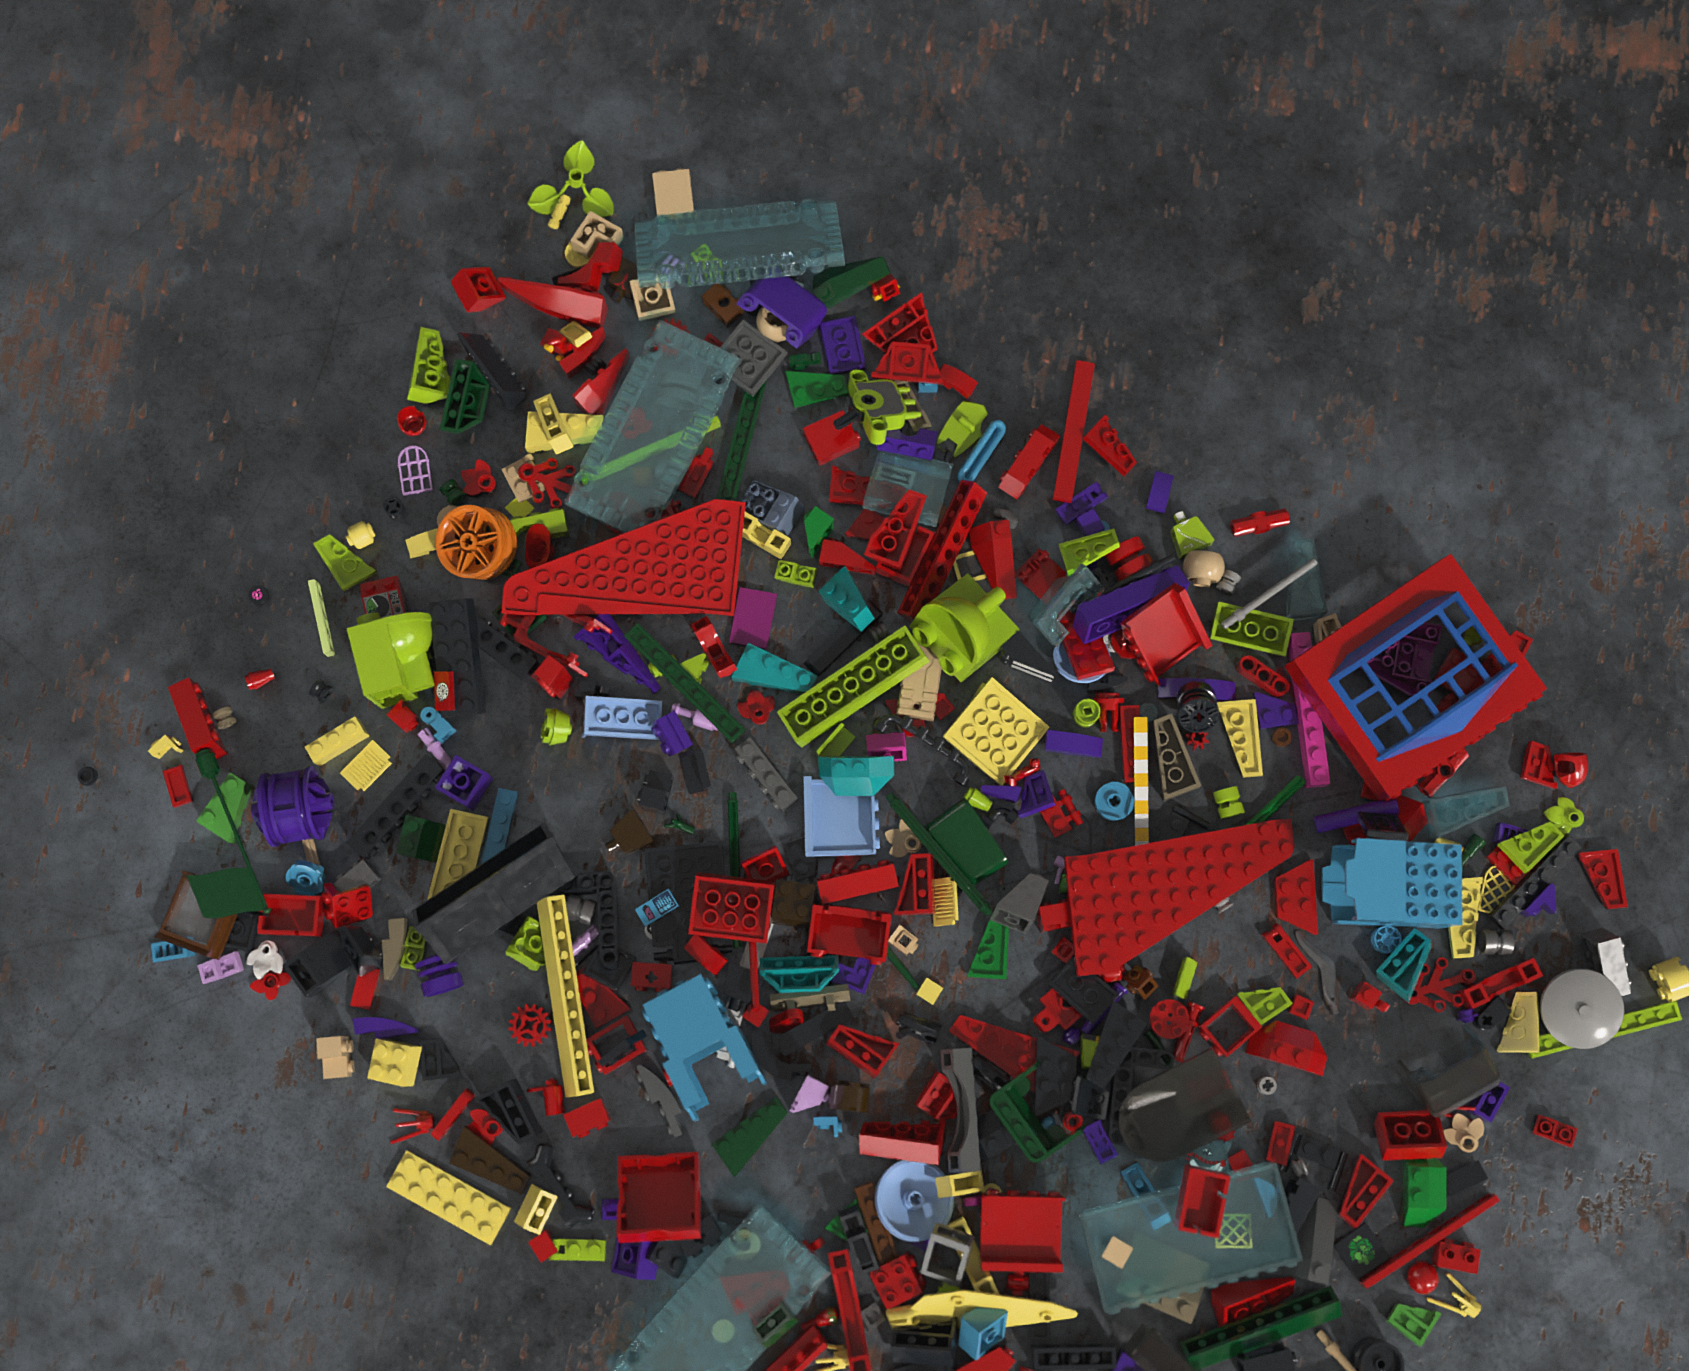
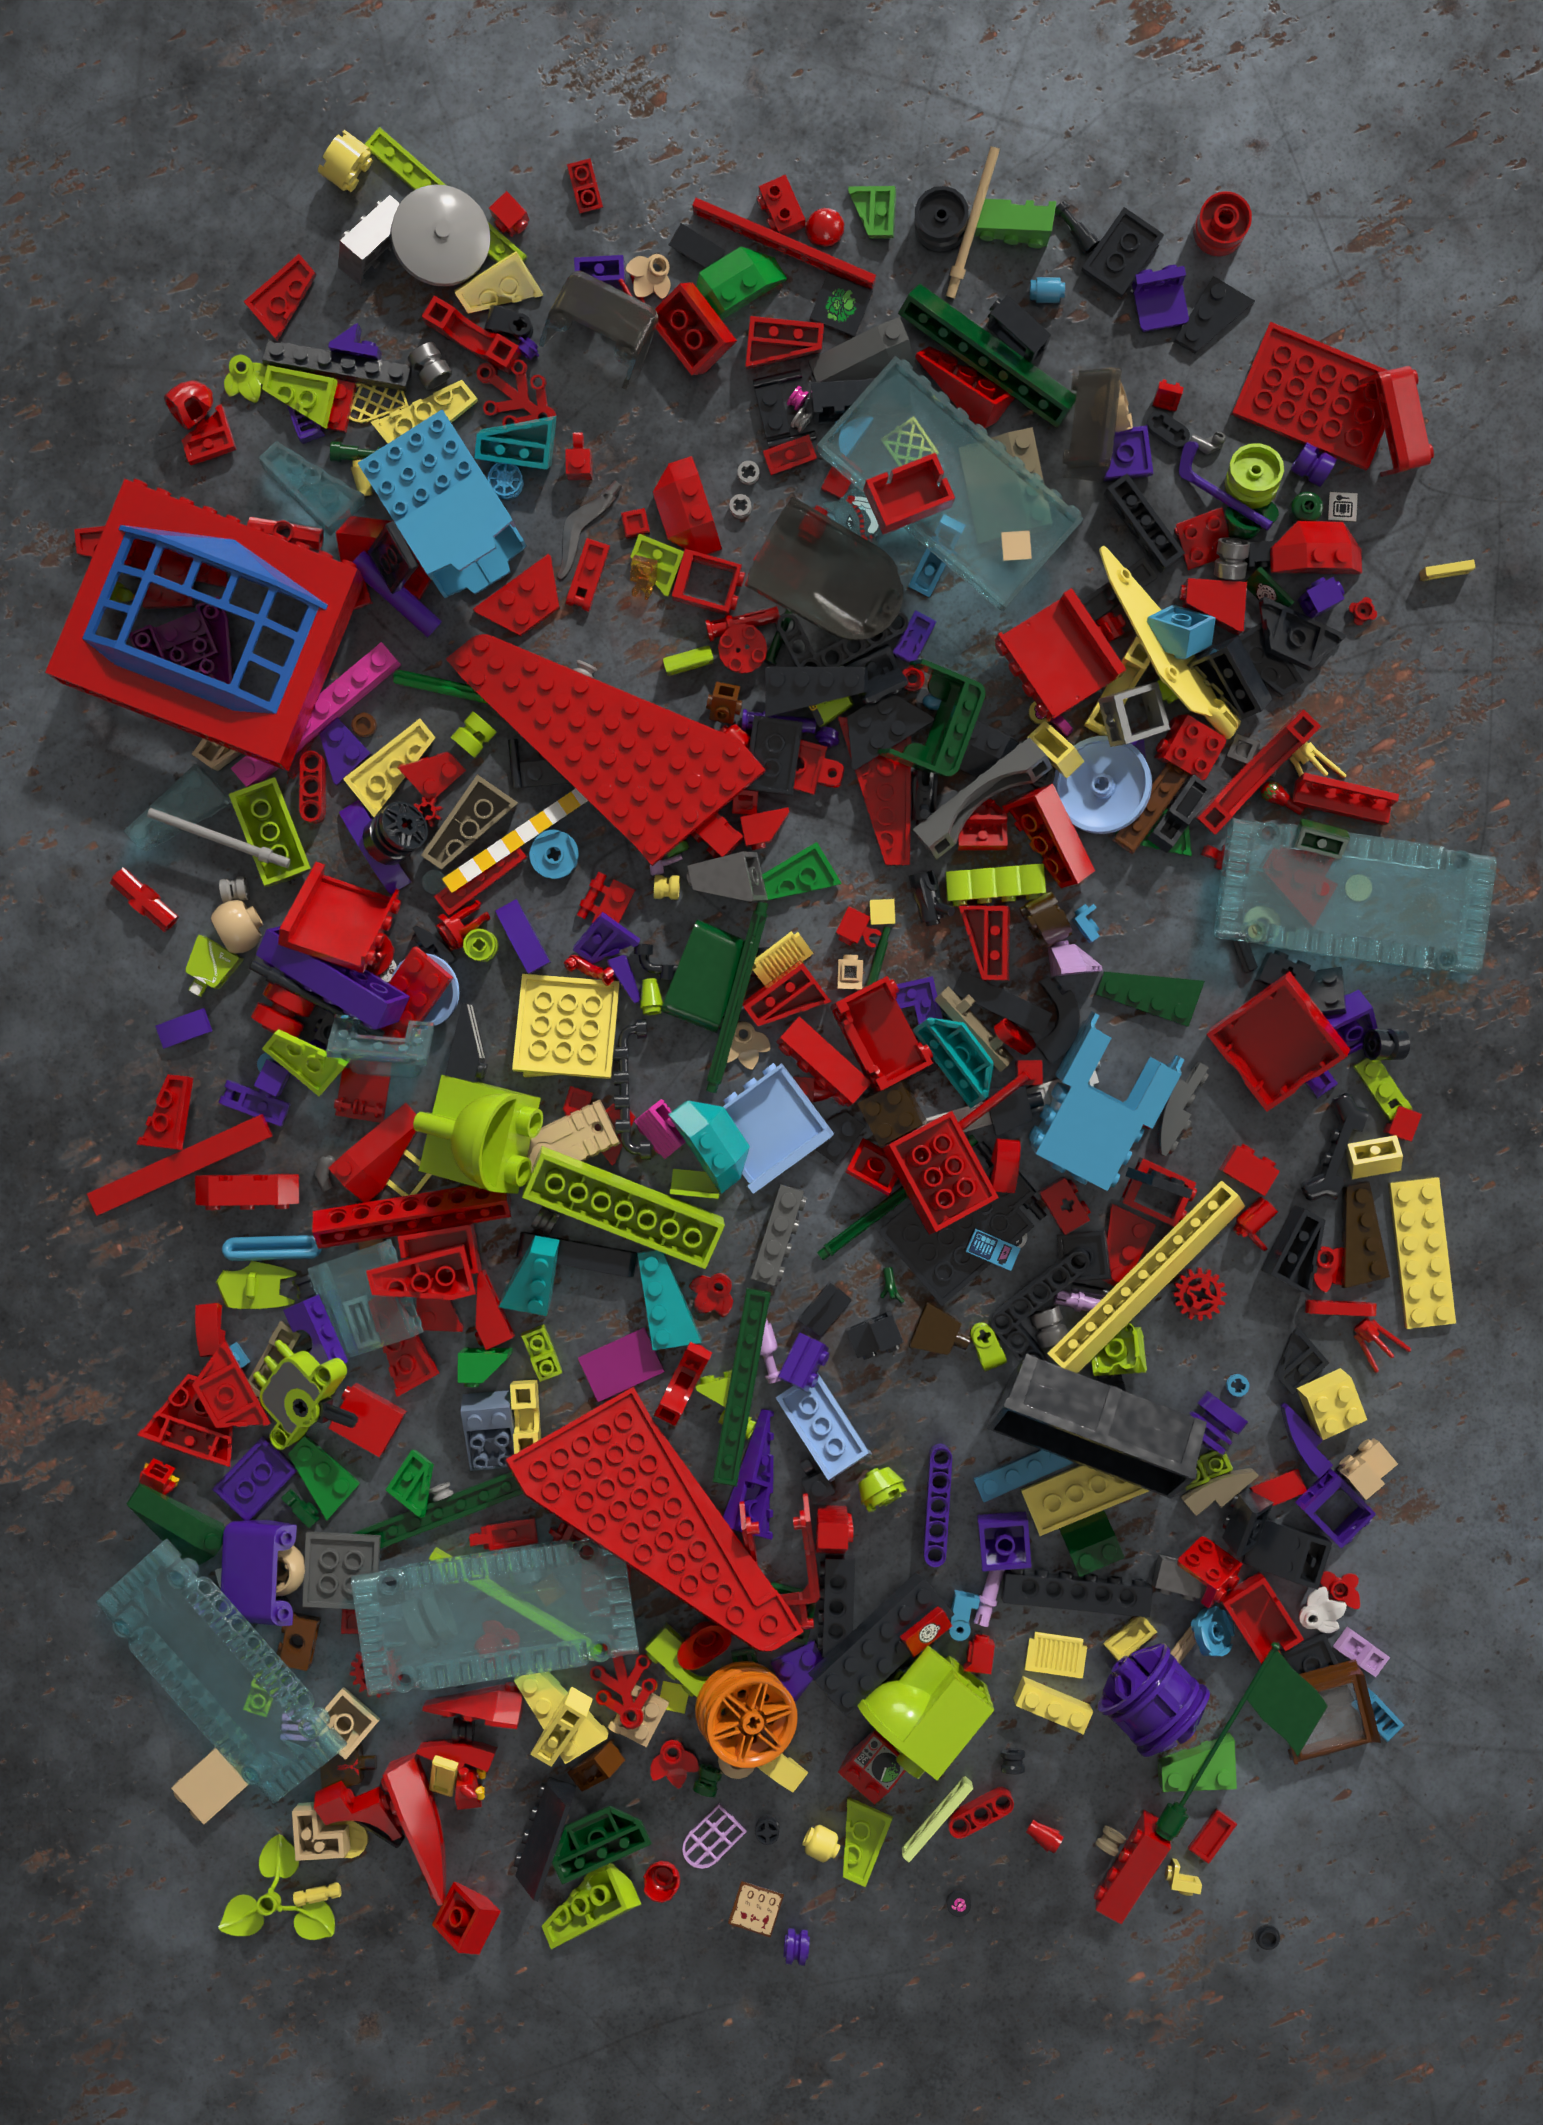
camera: 125 degrees left, 10 degrees up
(301, 639) = (986, 1801): none -> red beam
(308, 475) = (796, 1947): none -> dark purple wheel
(342, 822) = (1130, 1637): none -> light yellow tile
(343, 1015) = (1320, 1493): none -> dark purple window
(350, 467) = (756, 1909): none -> tan sticker
(452, 1002) = (1232, 1390): none -> dark azure bush
(483, 594) = (794, 1666): none -> dark purple wing
(510, 752) = (941, 1516): none -> dark purple beam
(511, 430) = (596, 1766): none -> reddish brown arch
(593, 860) = (988, 1350): none -> lime piece
(604, 1272) = (1386, 1044): none -> black wheel
(753, 452) = (441, 1491): none -> light grey bush
(771, 438) = (413, 1483): none -> green wing
(897, 1079) = (995, 883): none -> lime brick
(932, 965) = (854, 926): none -> red brick
(1040, 949) = (762, 827): none -> red slope
(1043, 859) = (666, 887): none -> light yellow wheel
(1220, 758) = (433, 773): none -> red wing
(1263, 987) = (644, 573): none -> clear orange plate
(1292, 1109) = (746, 465): none -> light grey bush
(1315, 1175) = (797, 398): none -> dark pink bush
(1468, 1304) = (821, 165): light yellow plant -> none
(1566, 1065) = (509, 215): none -> red brick

